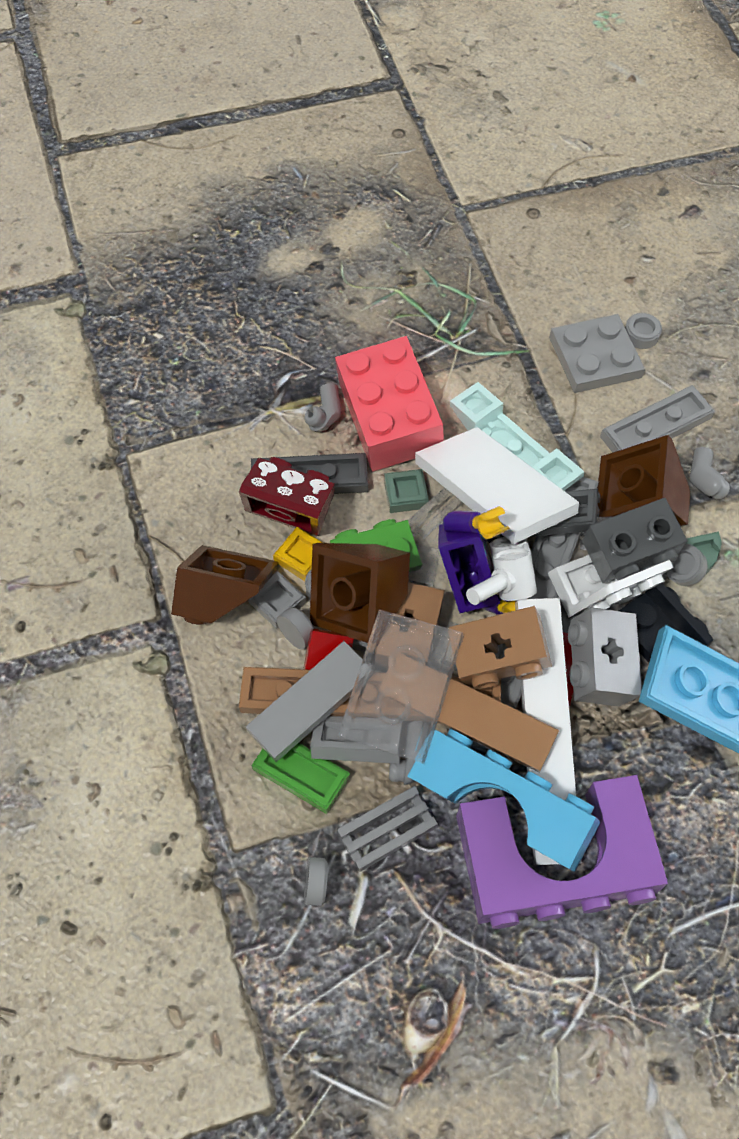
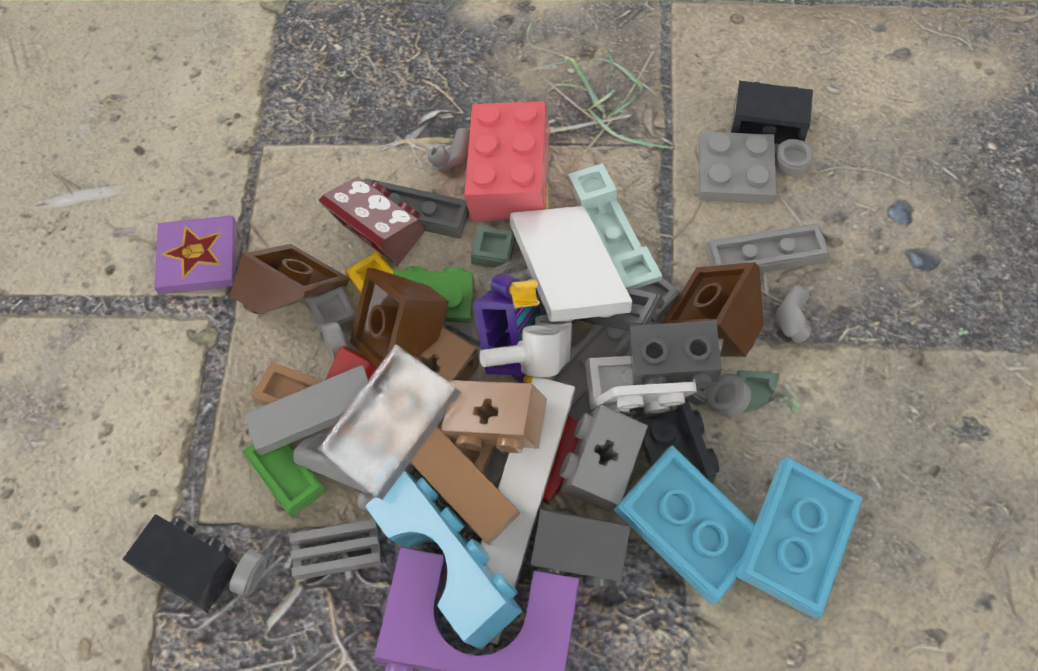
camera: 25 degrees right, 0 degrees up
(109, 584) = (195, 255): none -> medium lavender tile
(243, 893) = (181, 561): none -> black brick
(608, 292) = (772, 110): none -> black brick
(621, 745) = (580, 547): none -> dark grey brick

